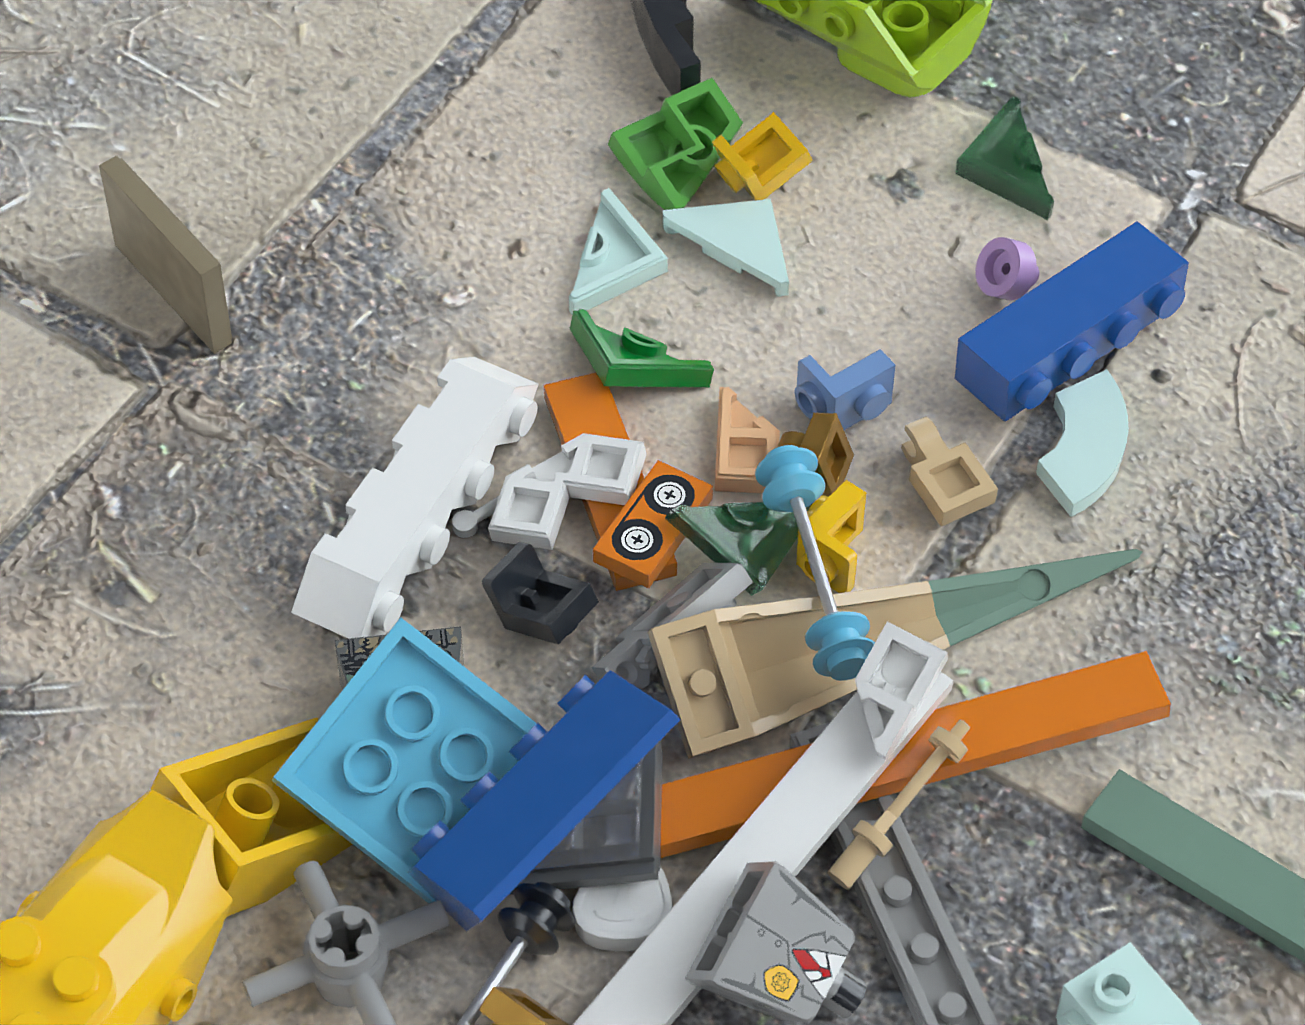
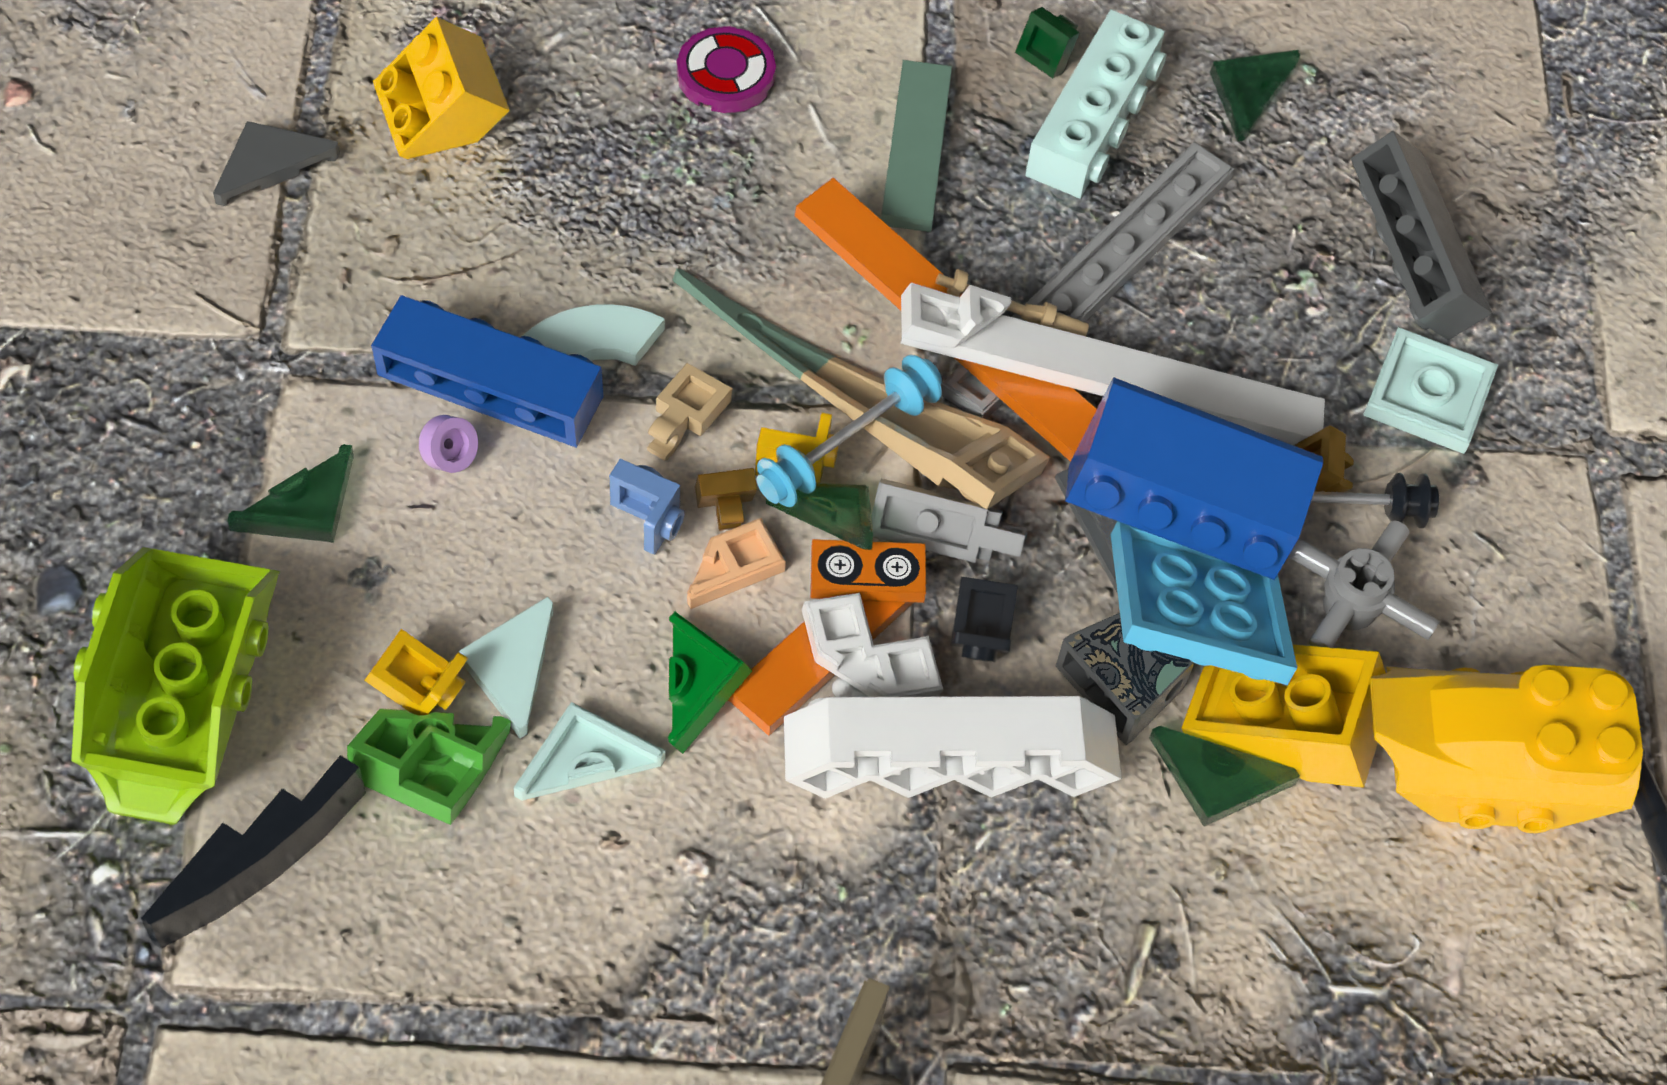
camera: 125 degrees left, 5 degrees up
(250, 709) = (1218, 777): none -> clear green tile
(778, 950) = (1170, 327): light grey torso -> none

